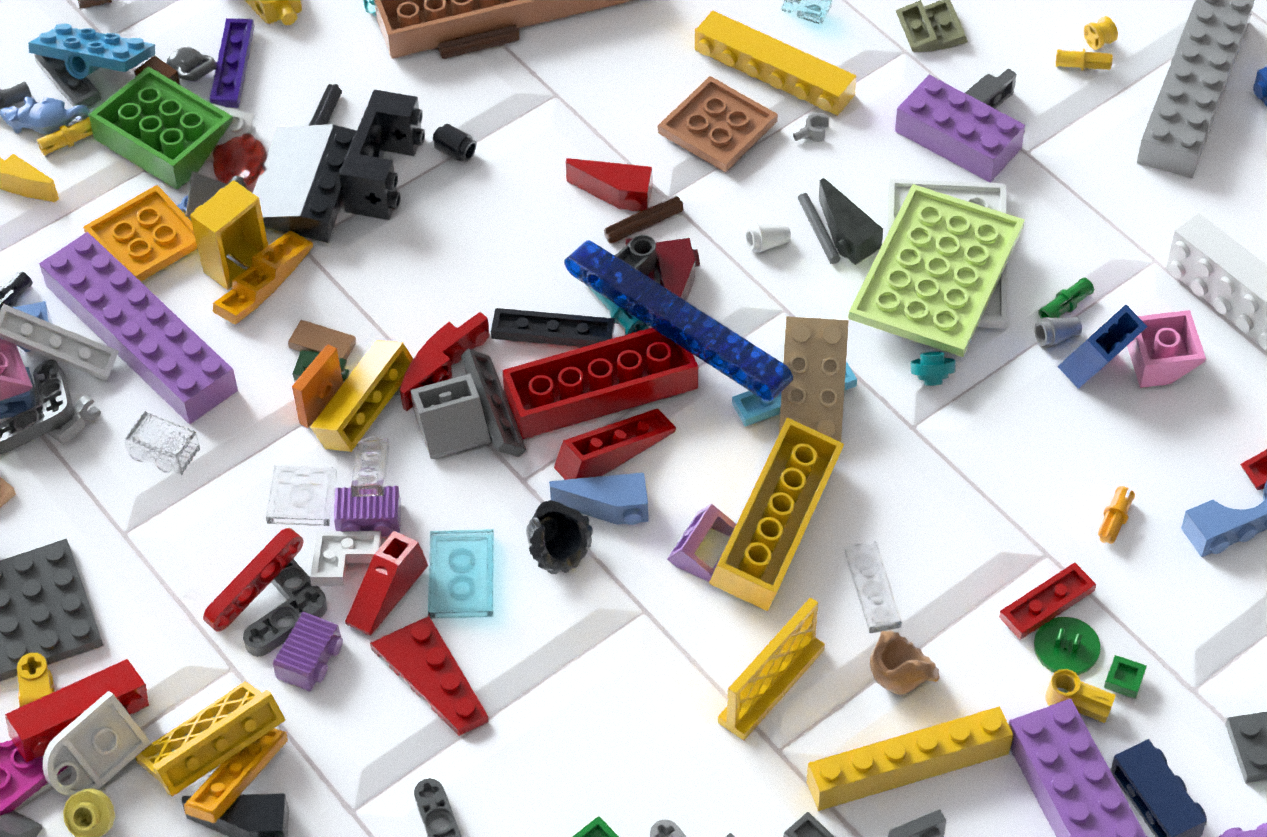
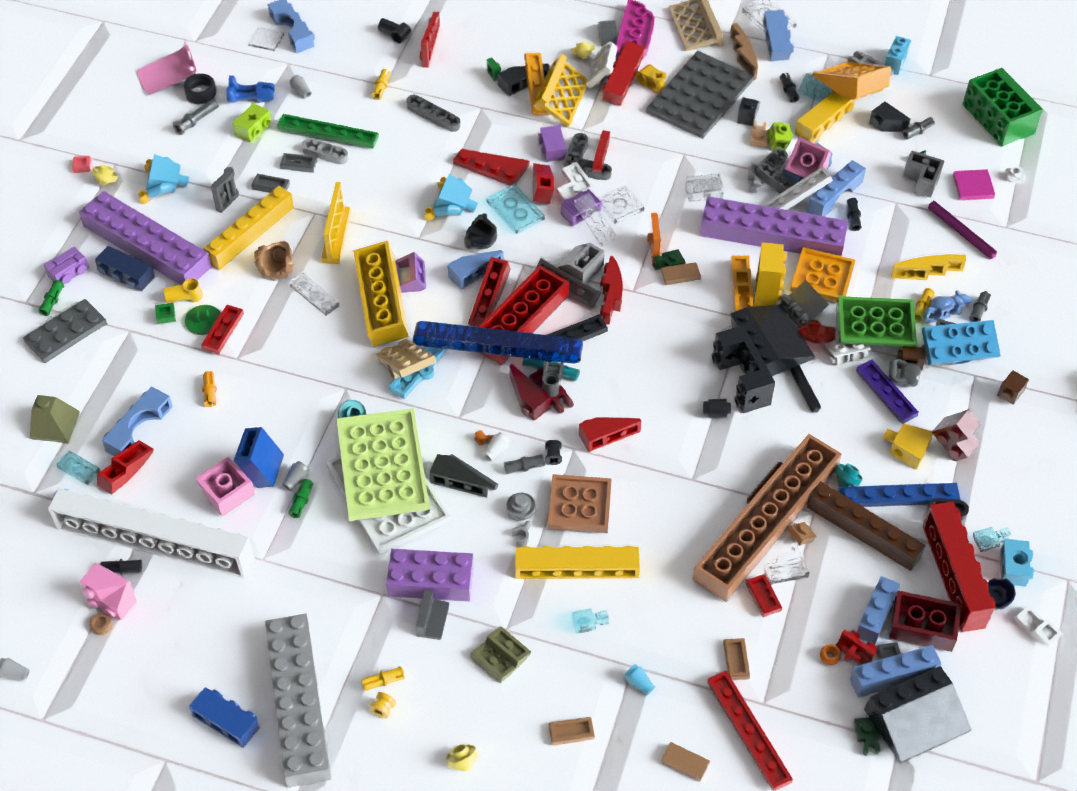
camera: 145 degrees right, 0 degrees up
(362, 396) = (631, 250): yellow brick -> none
(547, 628) = (452, 198): none -> medium azure torso
(643, 219) = (574, 422): reddish brown axle -> none
(701, 193) = (553, 452): none -> black bush
(747, 202) = (524, 464): none -> dark grey pin
(776, 259) = (481, 438): none -> orange hand
(791, 153) = (521, 506): none -> light grey plate

